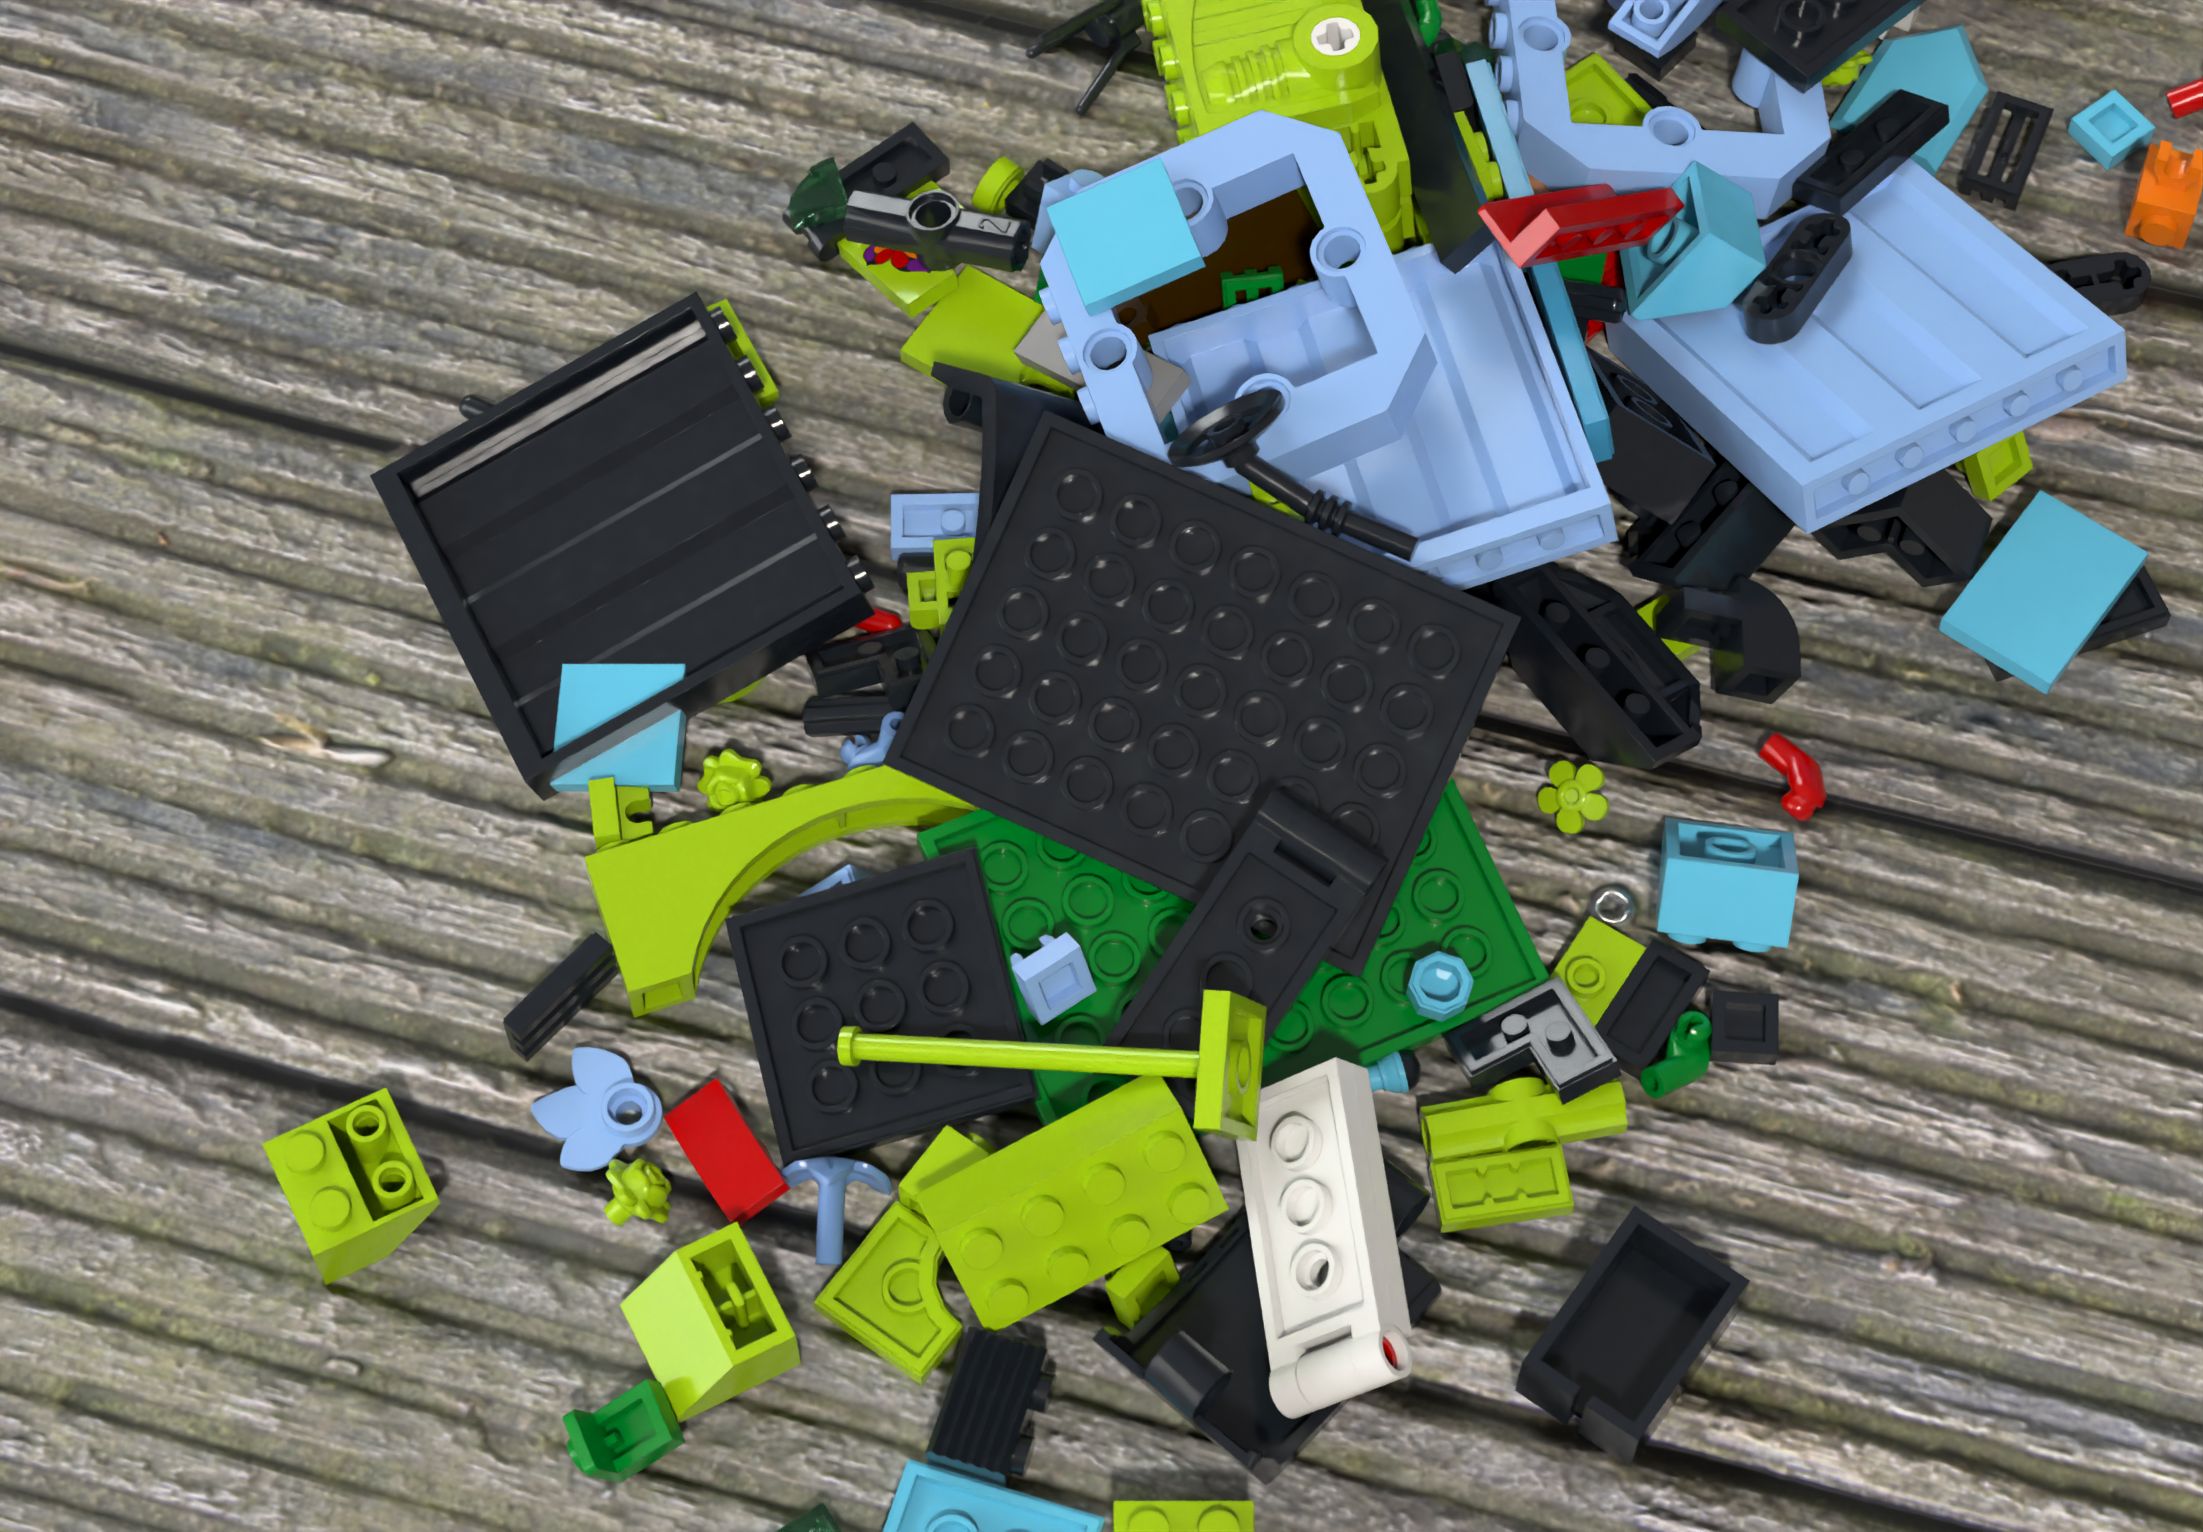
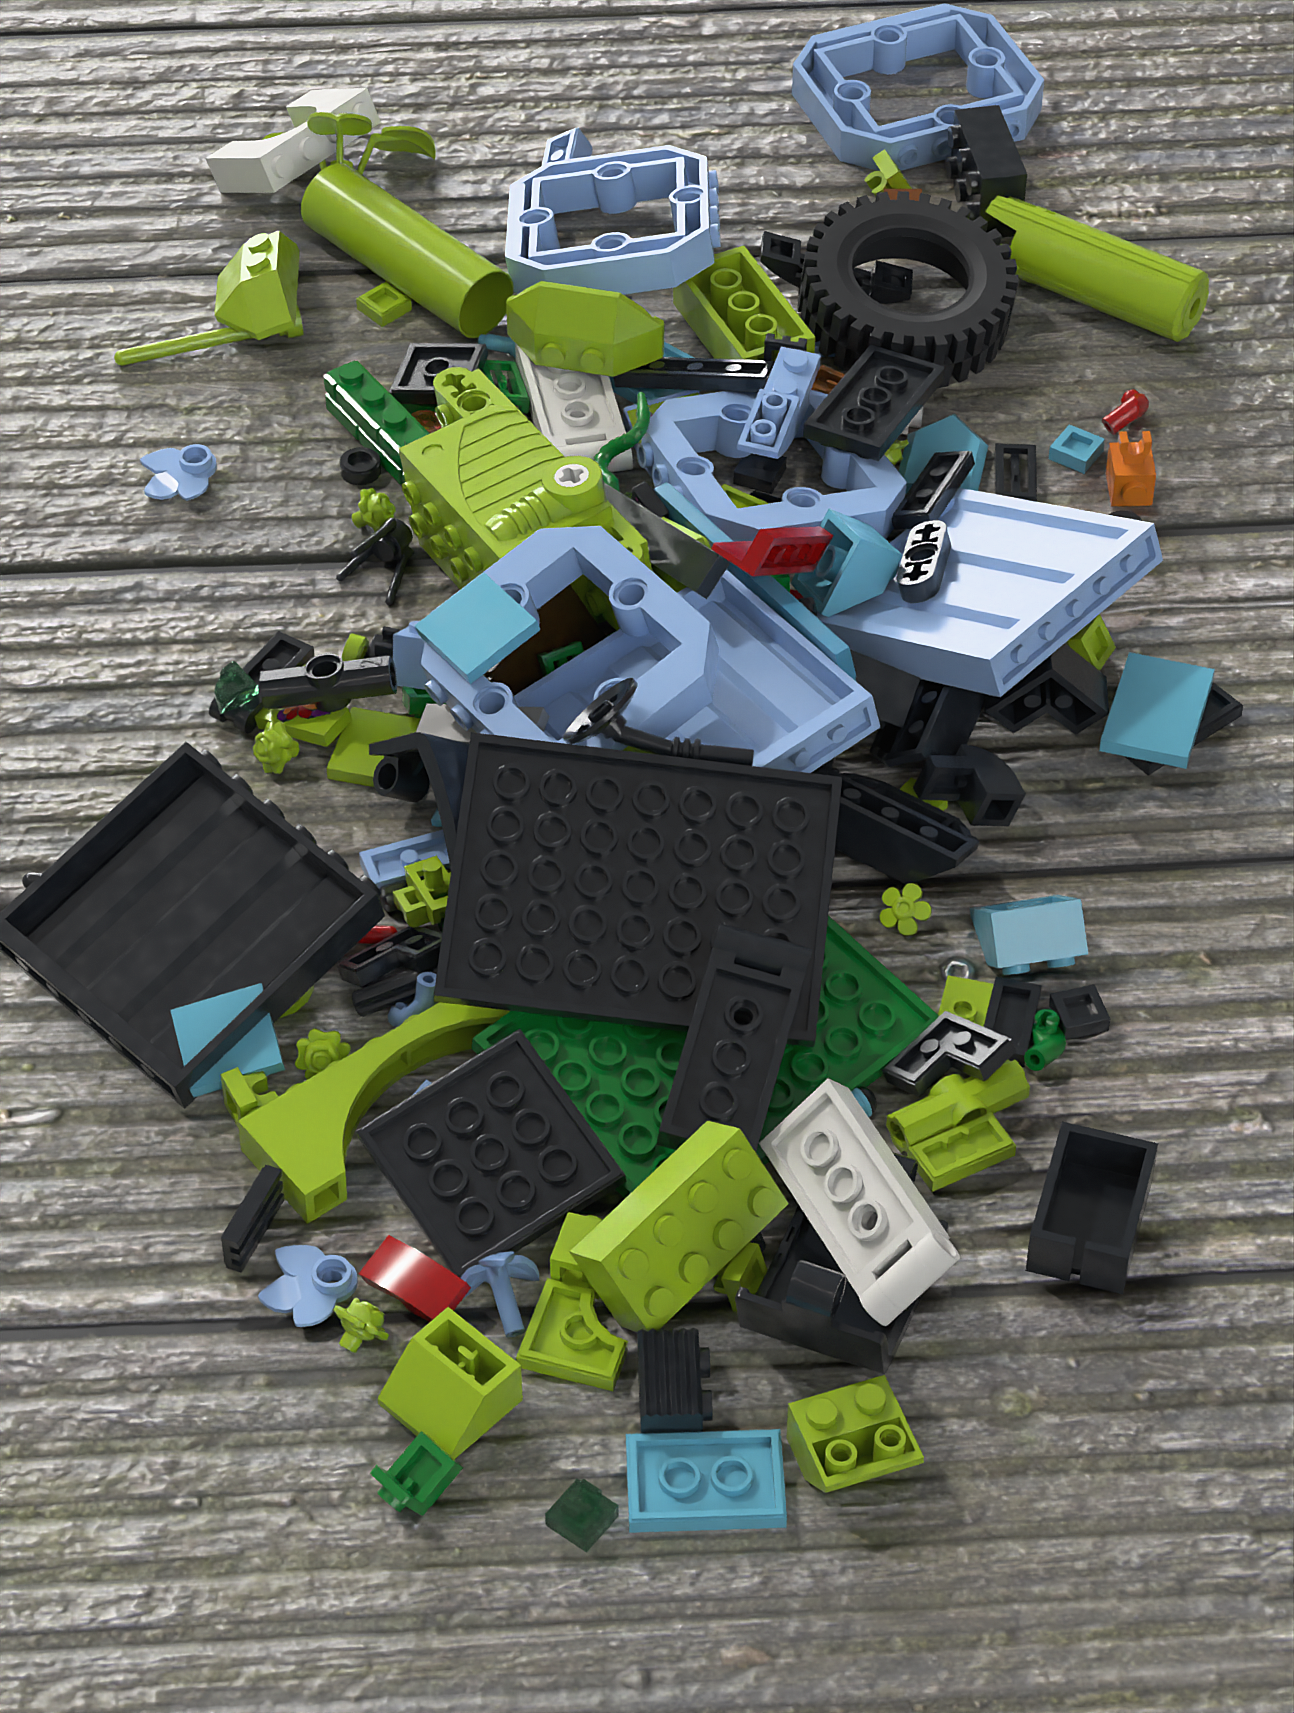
camera: 20 degrees left, 15 degrees down
(353, 1184) = (150, 1375): lime slope -> none
(843, 299) = (274, 747): none -> lime plant
(1053, 977) = (606, 1096): light blue tile -> none
(1225, 1066) = (754, 1100): lime tile -> none
(1439, 986) = (870, 1035): medium azure tile -> none
(1802, 774) = (1045, 855): red arm -> none

